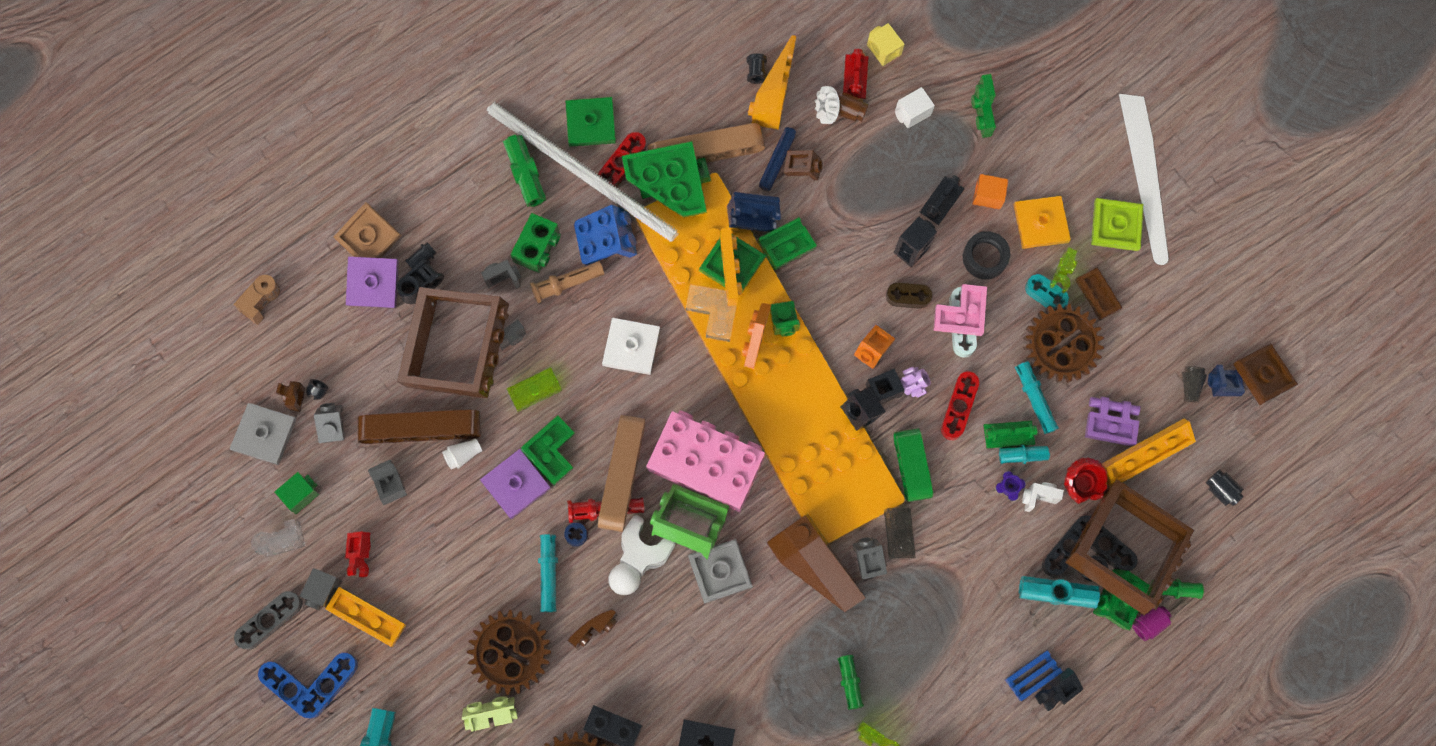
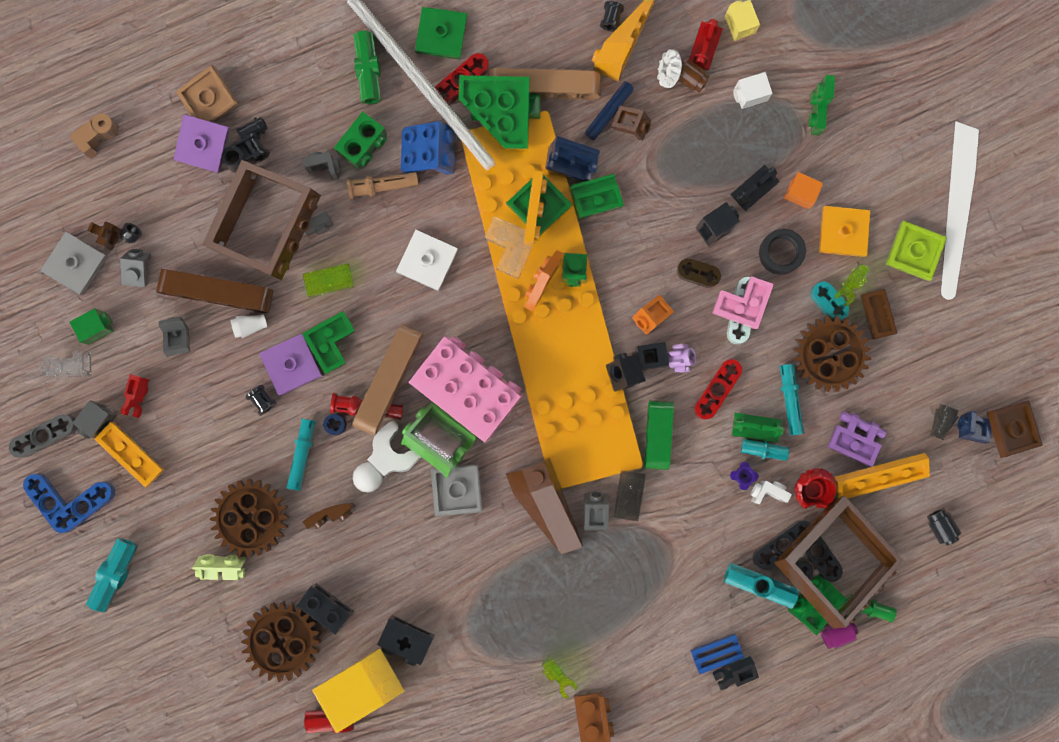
camera: 15 degrees right, 10 degrees up
(493, 527) = (261, 400): none -> black bush
(850, 682) = (549, 619): green pin -> none

